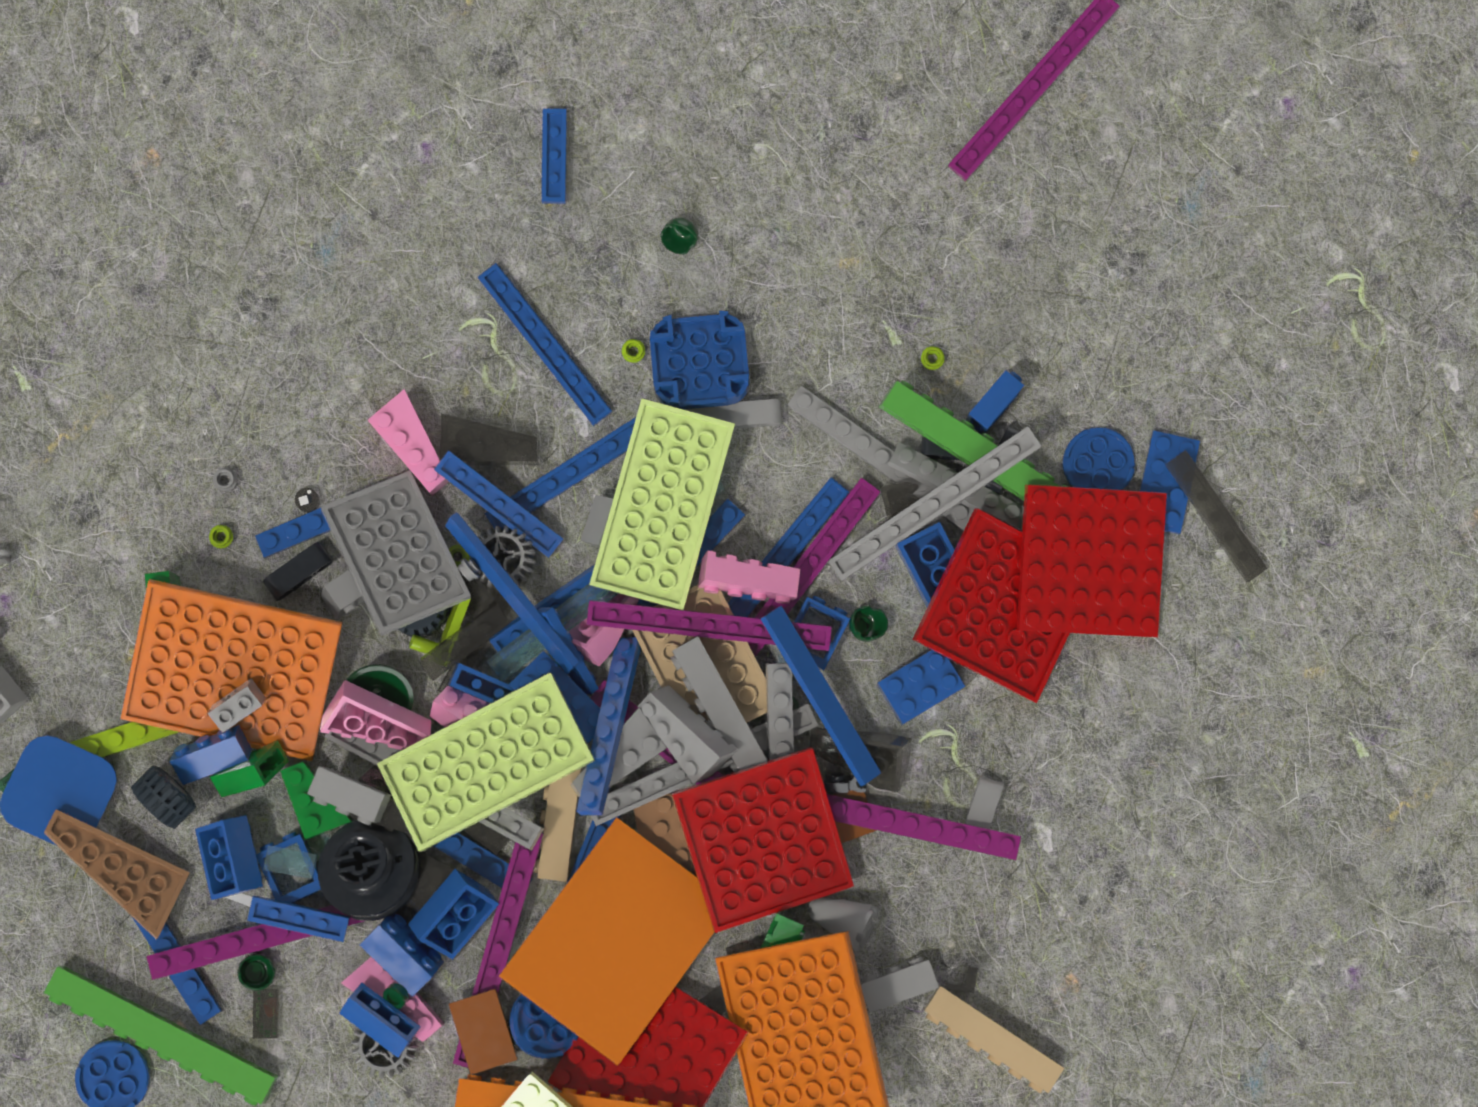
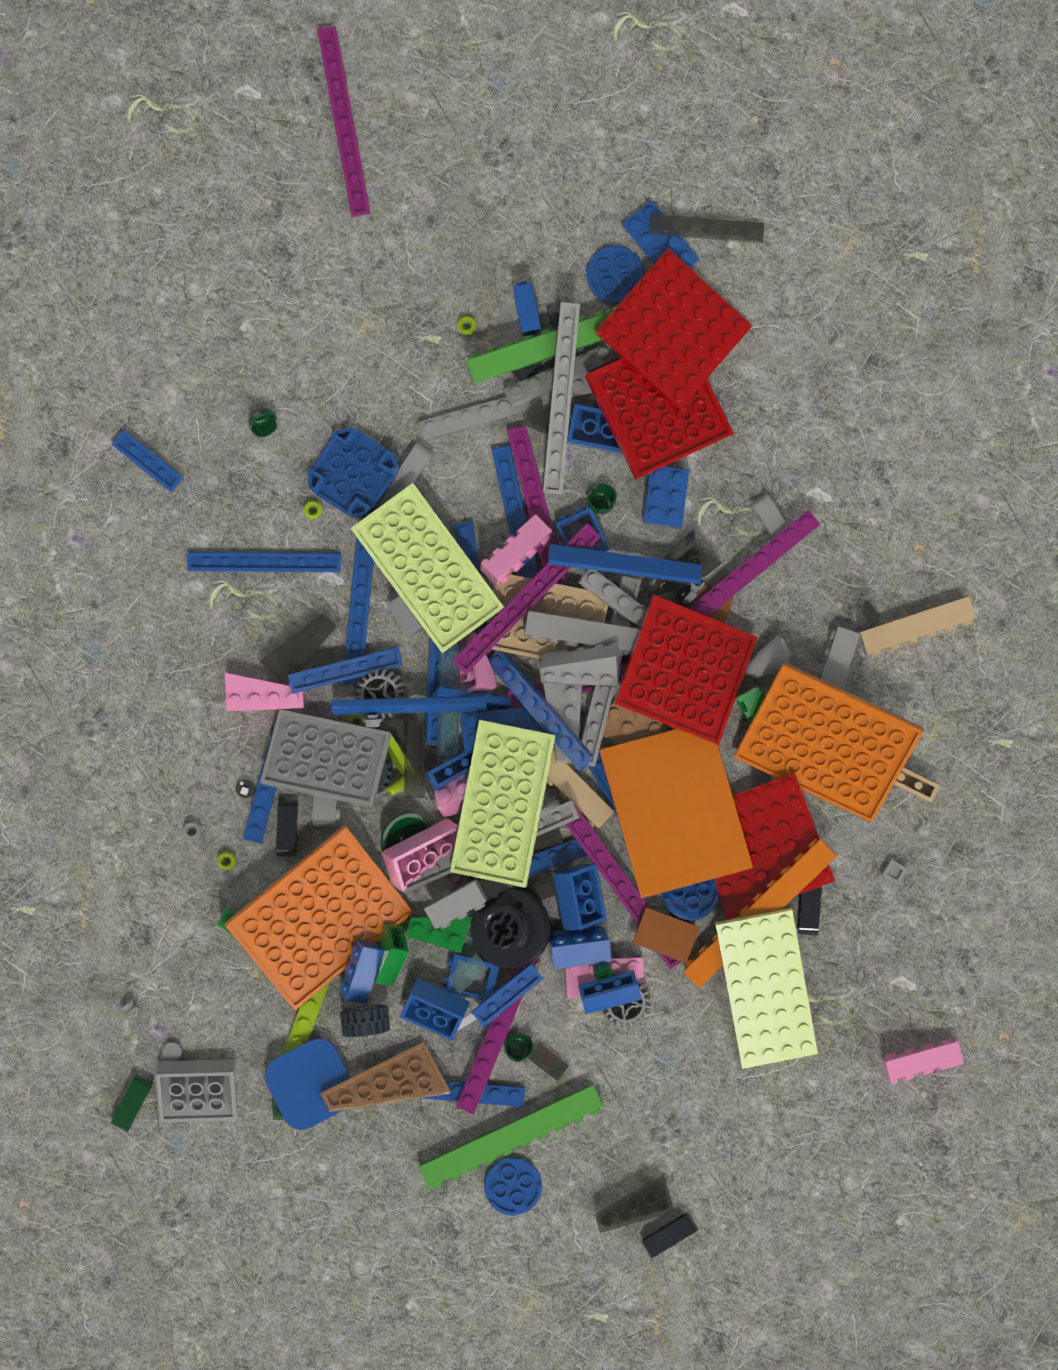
camera: 55 degrees left, 5 degrees up
(236, 705) = (344, 930): light grey brick -> none

